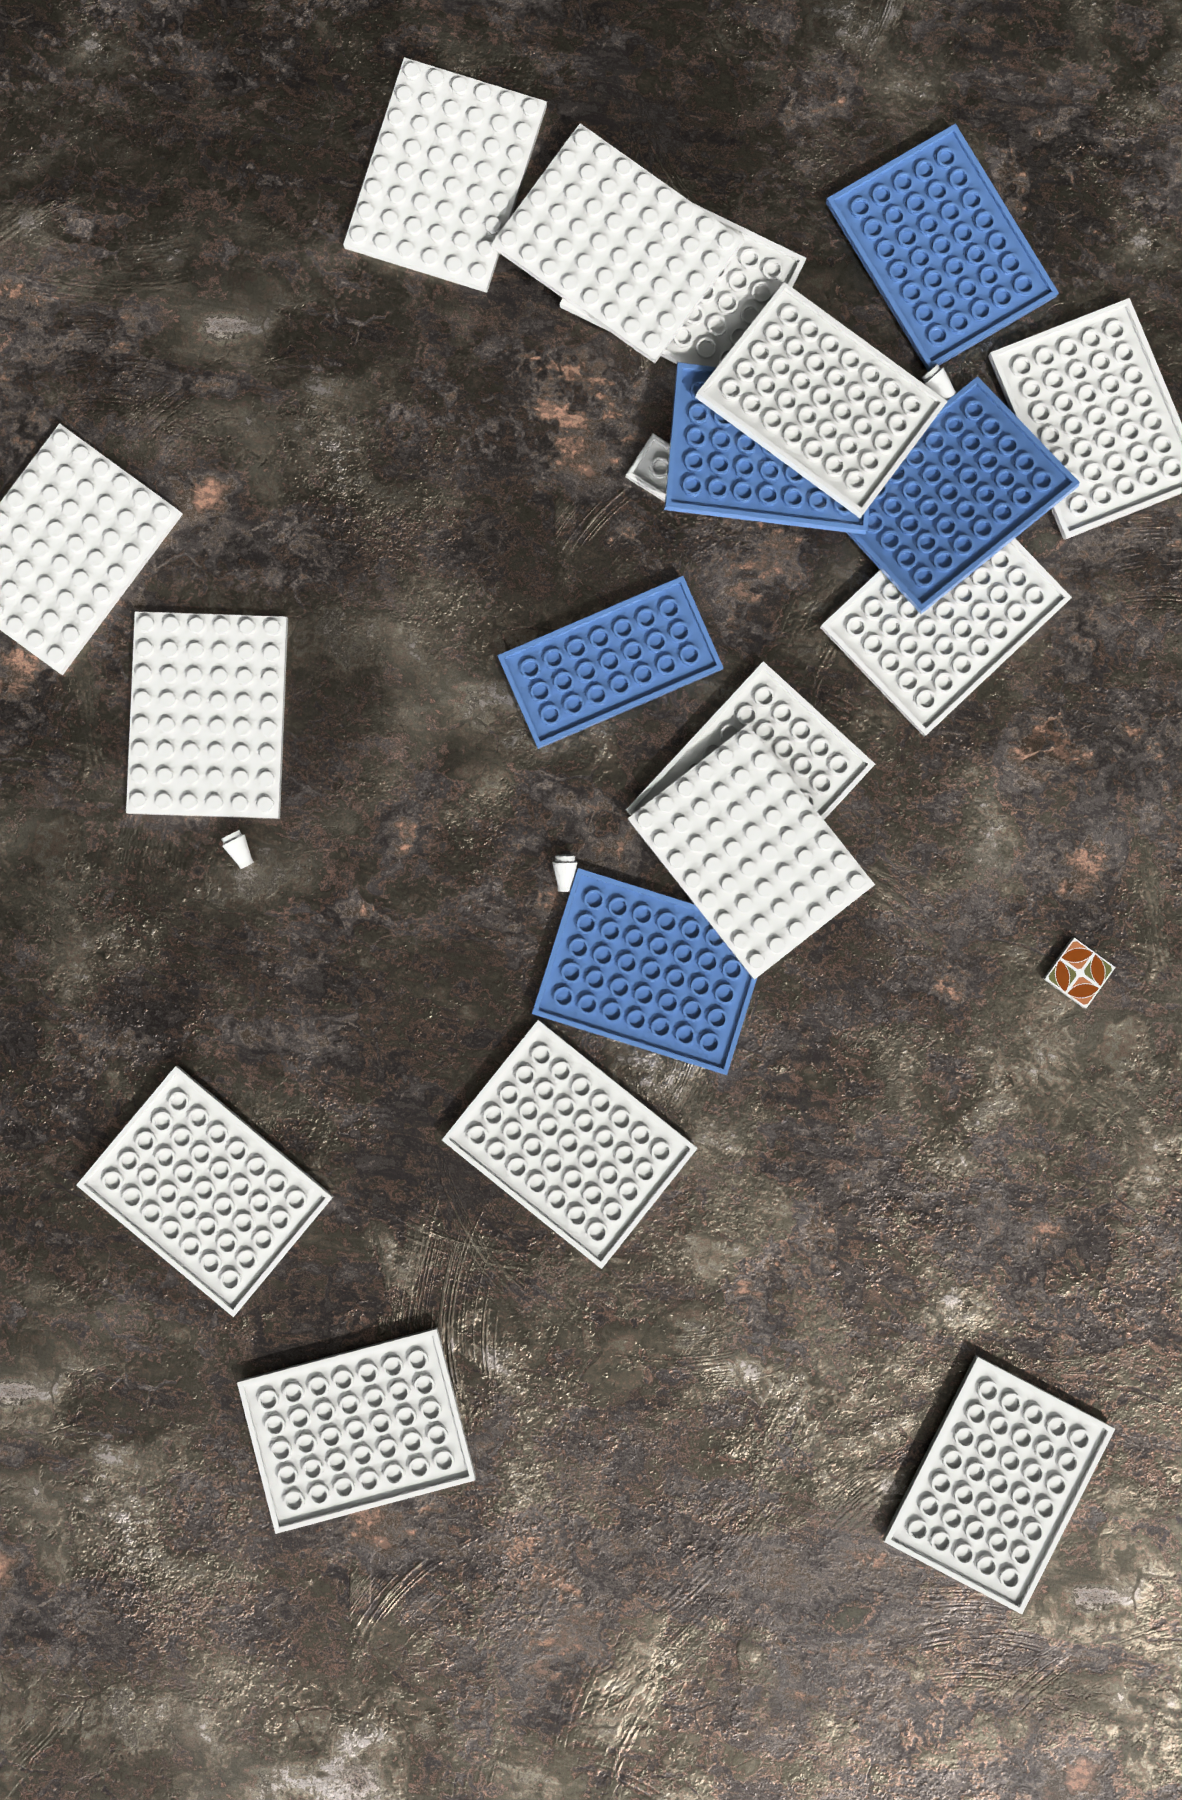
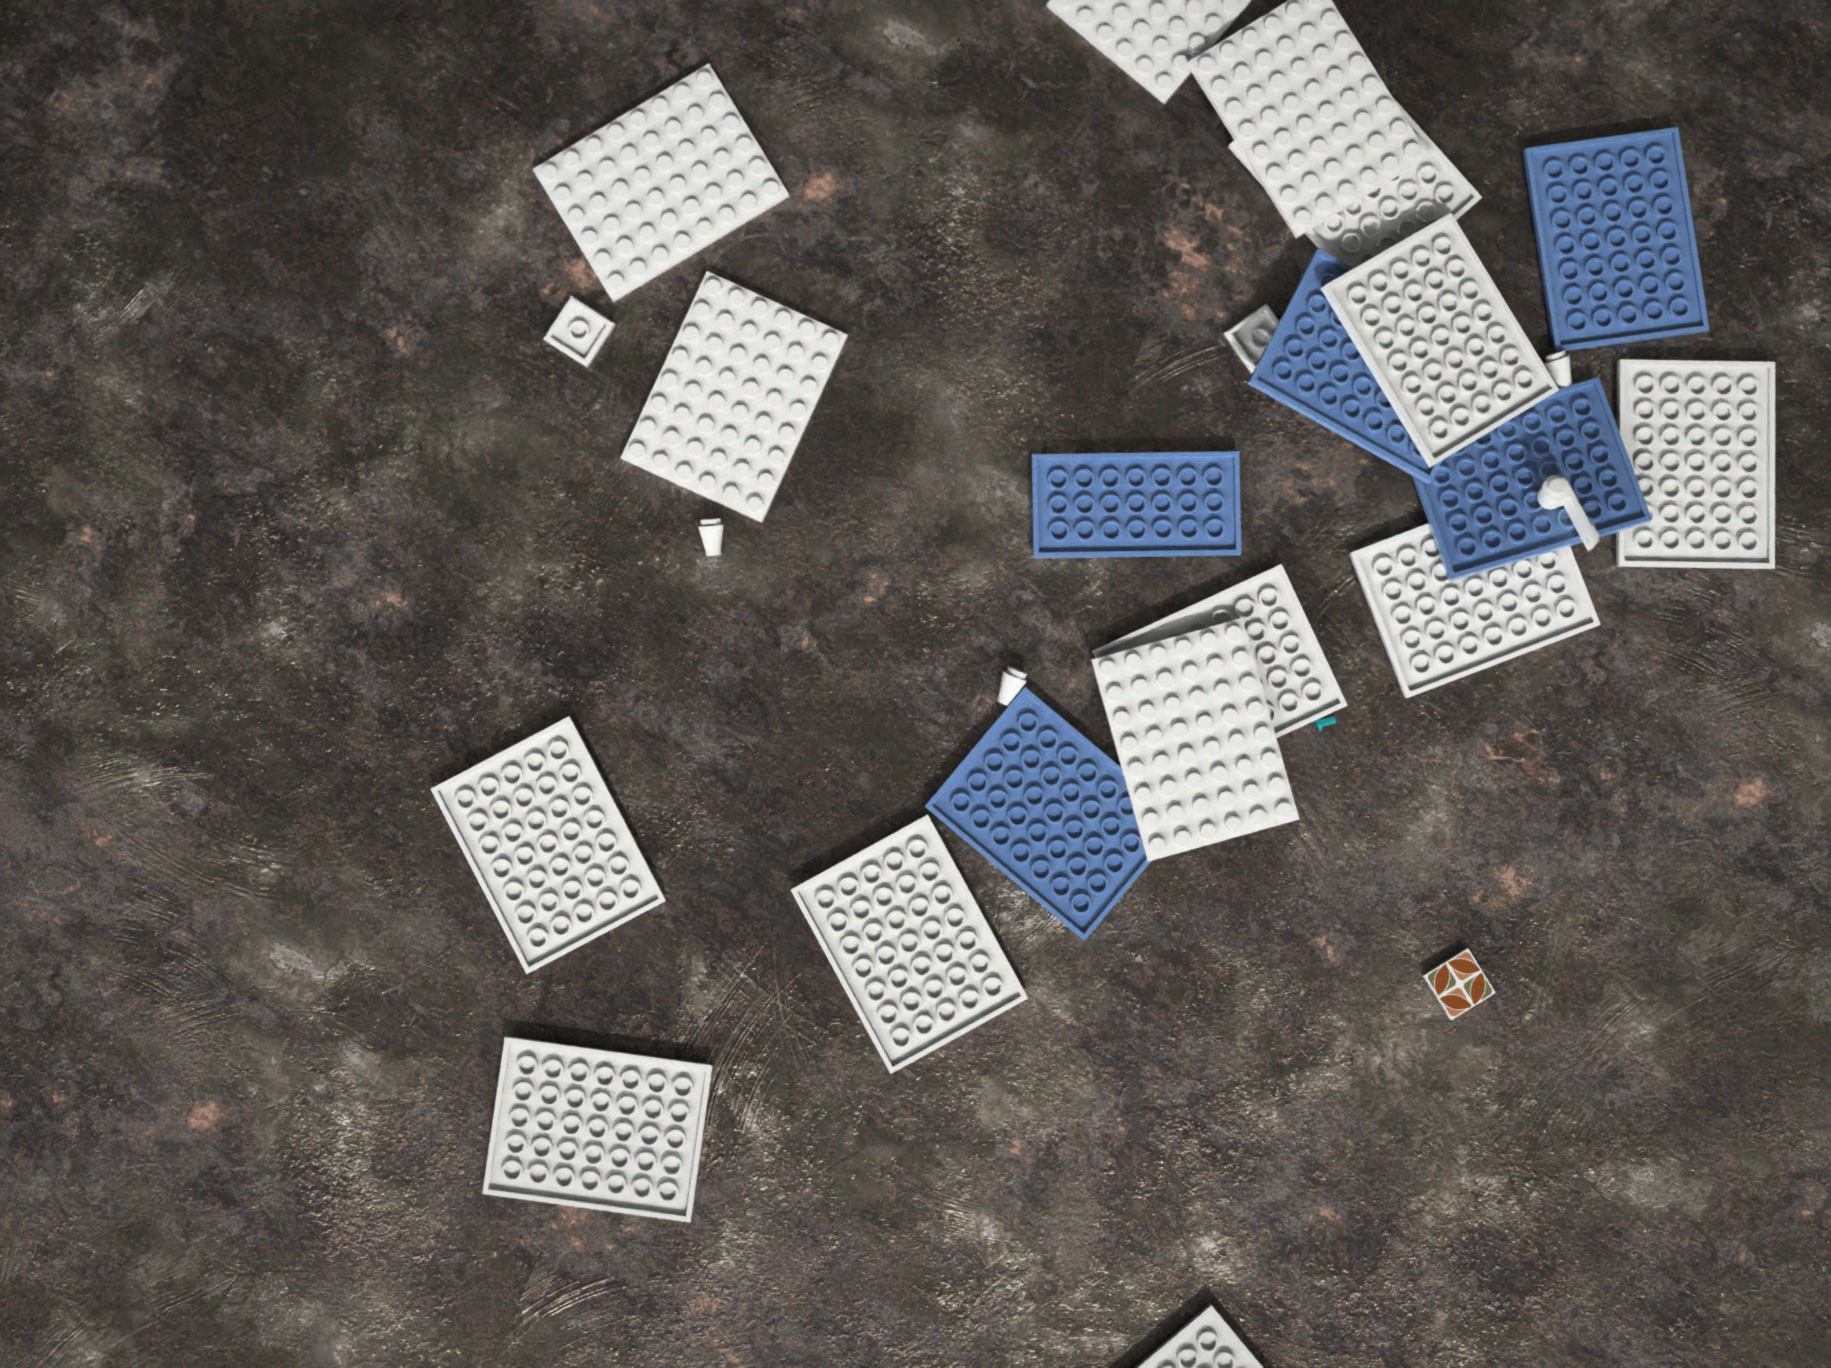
camera: 25 degrees right, 0 degrees up
(42, 714) = (579, 331): none -> white tile
(860, 788) = (1320, 723): none -> teal piece
(985, 492) = (1558, 492): none -> white door

